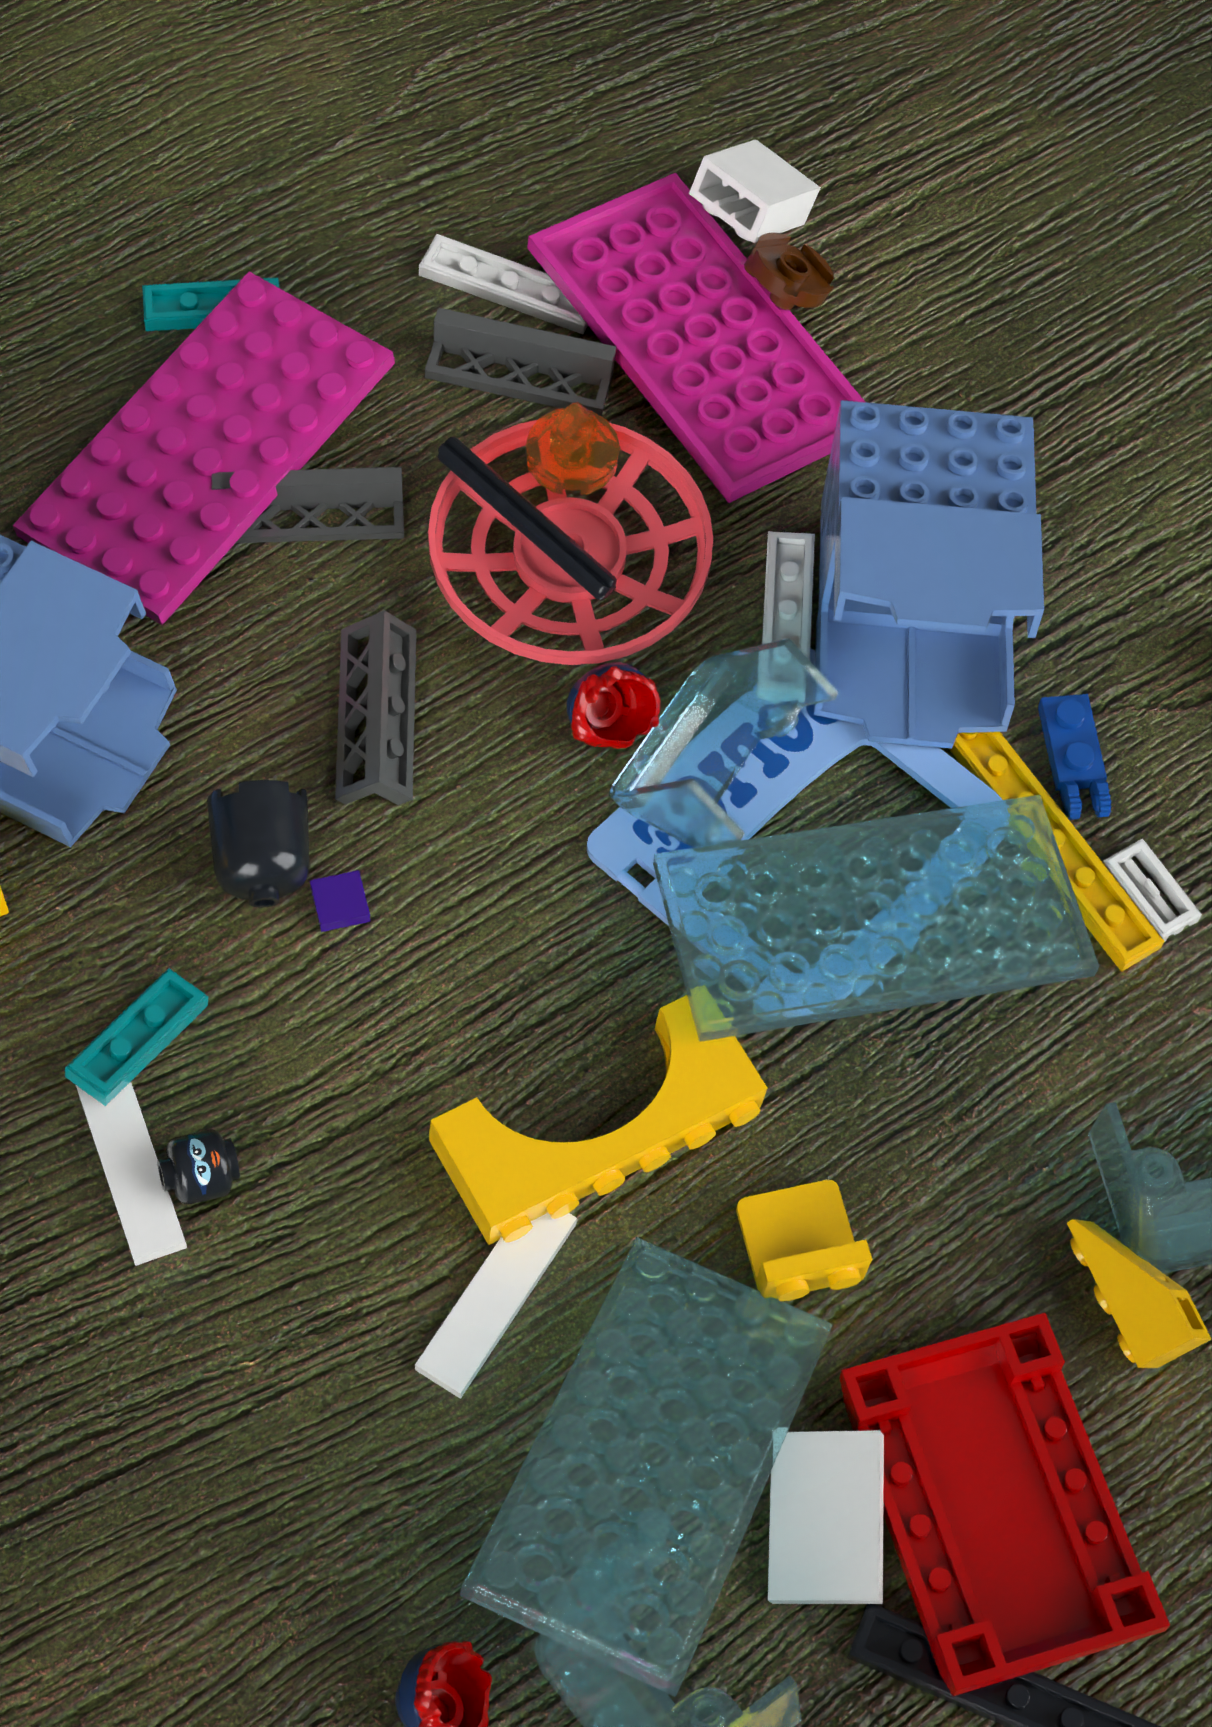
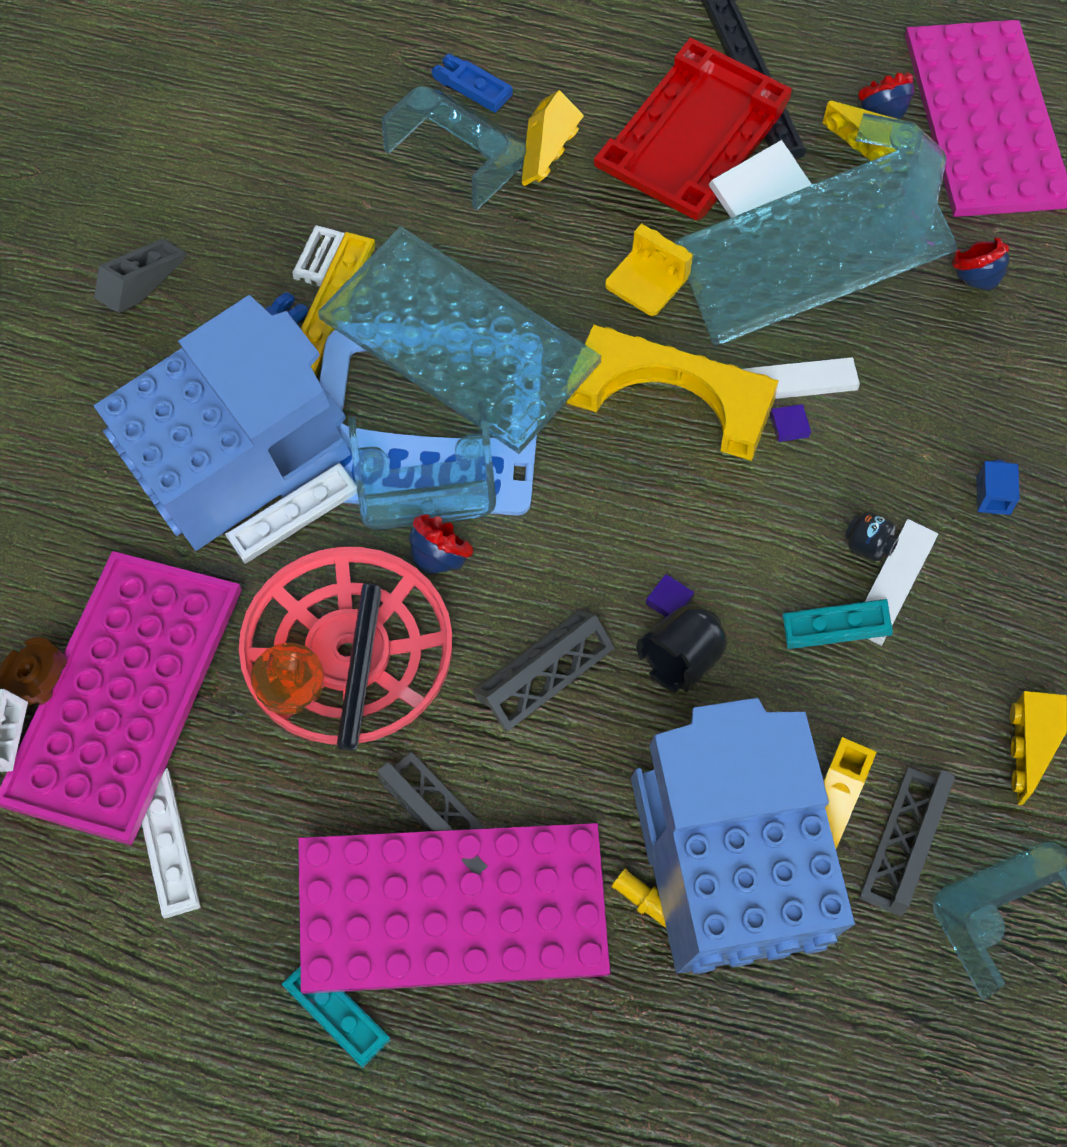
camera: 125 degrees left, 0 degrees up
(121, 1388) = (997, 487): none -> blue brick
(438, 1231) = (790, 423): none -> dark purple tile
(524, 353) = (217, 781): dark grey fence -> none

